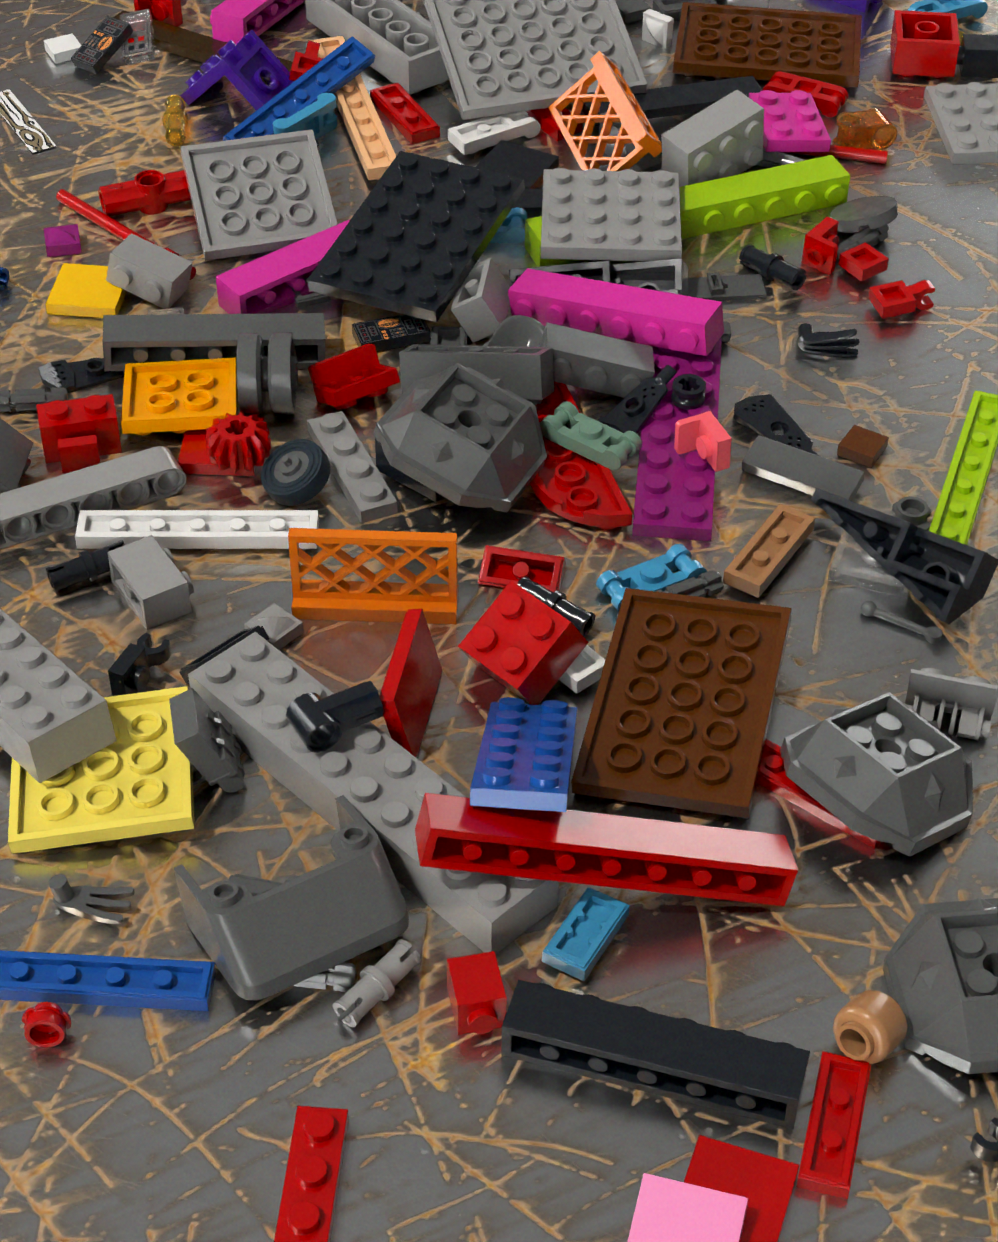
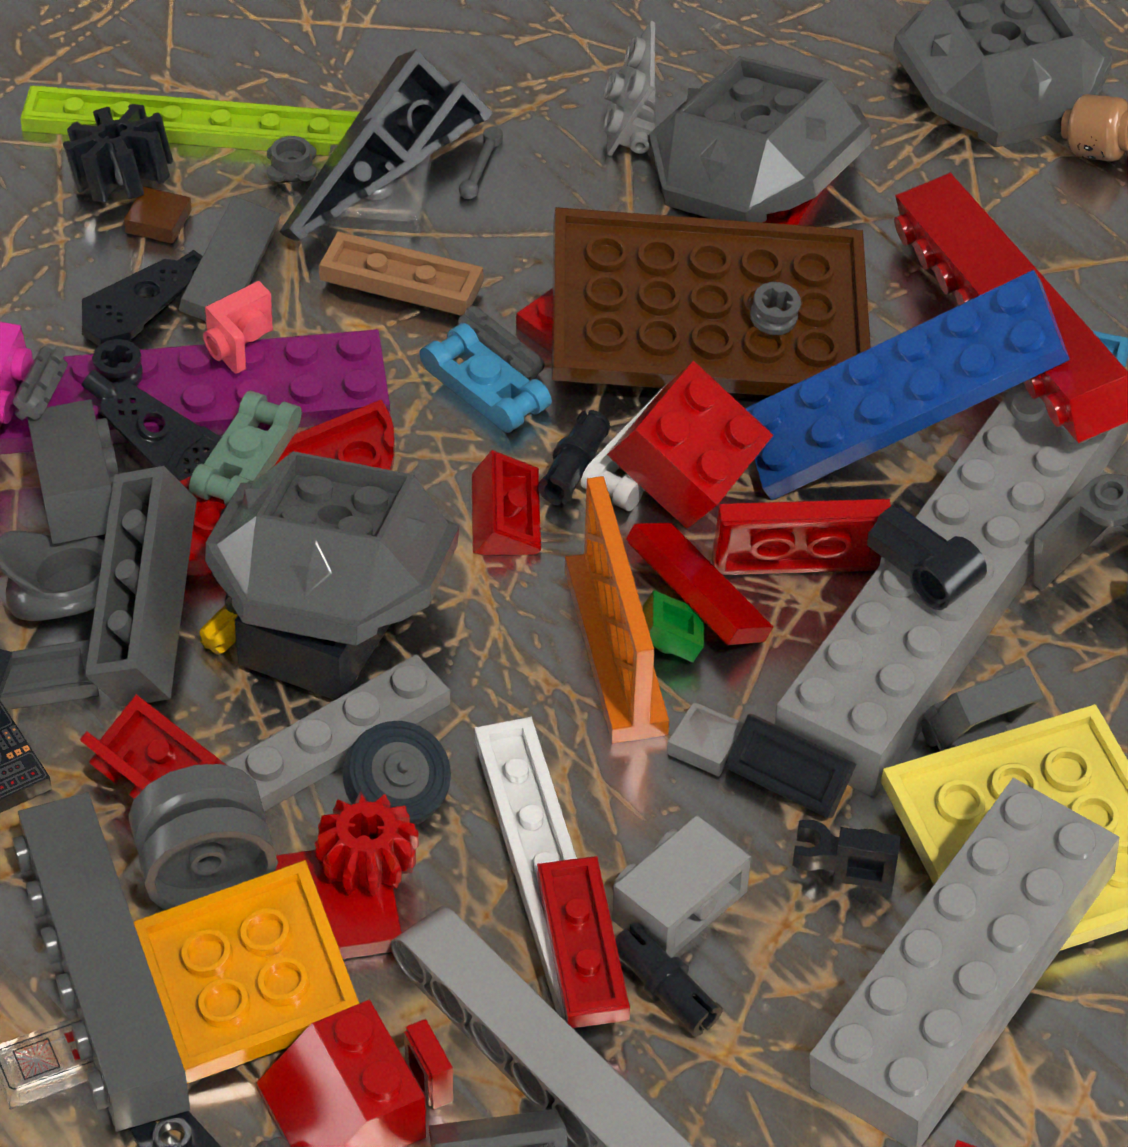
camera: 105 degrees left, 5 degrees up
(123, 521) = (583, 942): none -> red tile
(371, 622) = (673, 626): none -> green plate
(371, 653) = (699, 583): none -> red tile
(656, 733) = (777, 296): none -> dark grey bush
(672, 350) = (40, 383): none -> dark grey axle
(916, 419) = (118, 152): none -> black gear

